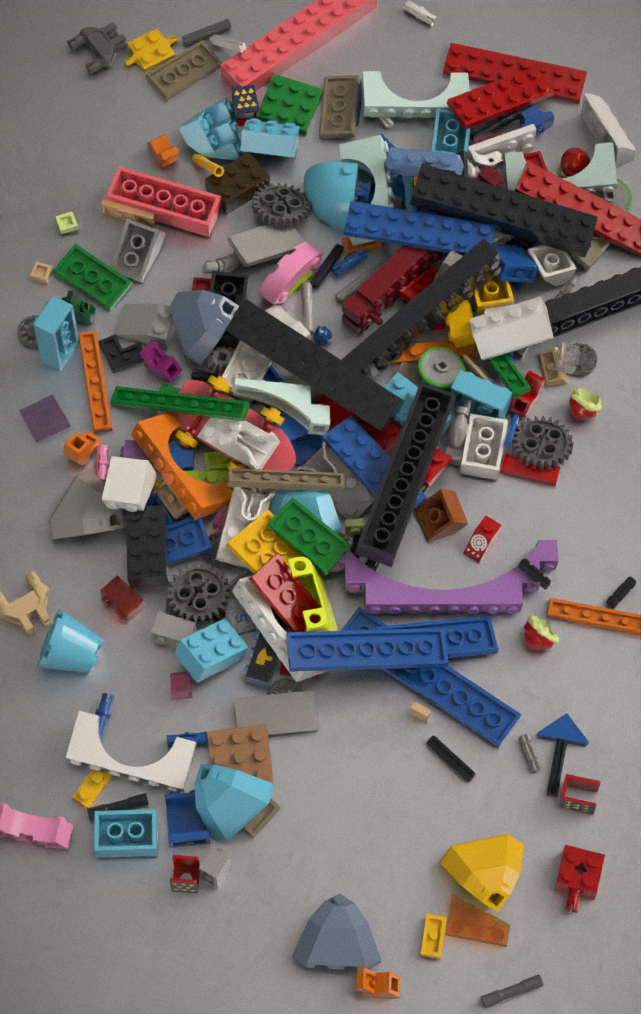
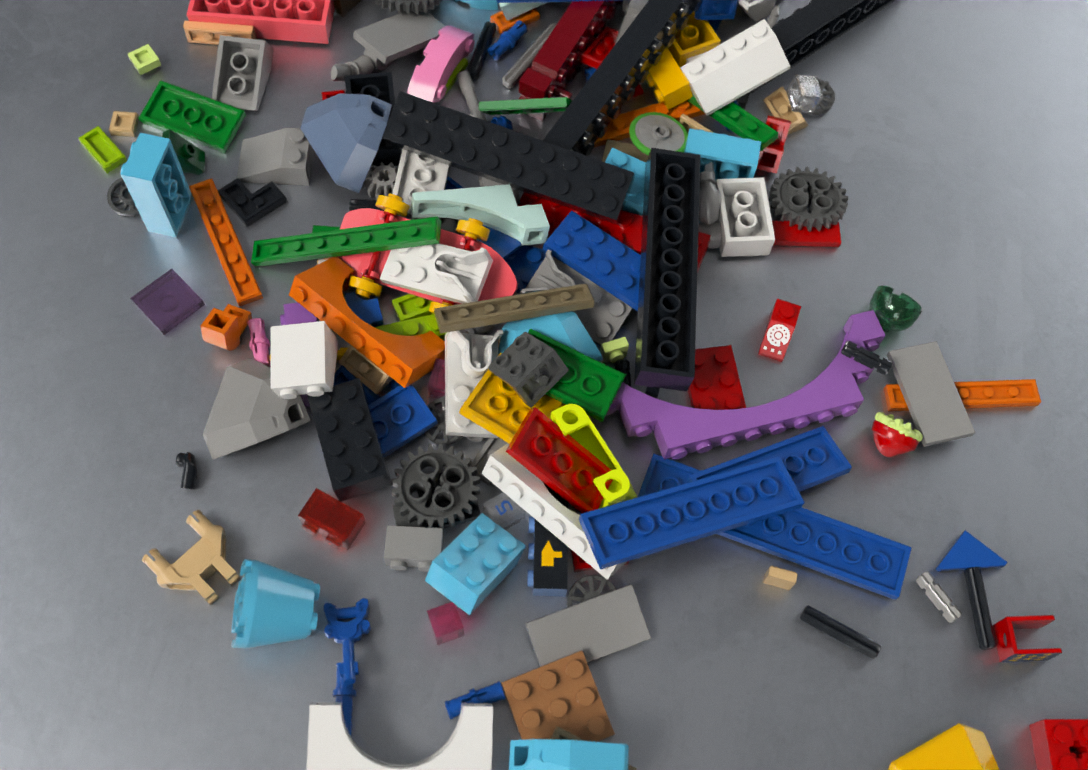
camera: 20 degrees left, 0 degrees up
(21, 290) = (102, 149): none -> lime tile
(34, 537) = (189, 472): none -> black arm
(114, 676) = (347, 633): none -> blue piece
(158, 364) = (304, 202): magenta brick -> none
(282, 525) = (529, 368): none -> dark grey bracket
(341, 323) = (525, 106): none -> green tile
(422, 563) = (716, 380): none -> red plate
(441, 515) = (720, 312): dark orange slope -> none
(511, 430) = (772, 197): blue bar -> none
(572, 544) = (894, 311): none -> clear green cylinder
(578, 611) = (930, 393): none -> light grey tile
(584, 404) = (840, 144): hair -> none
(621, 592) = (968, 358): black axle -> none

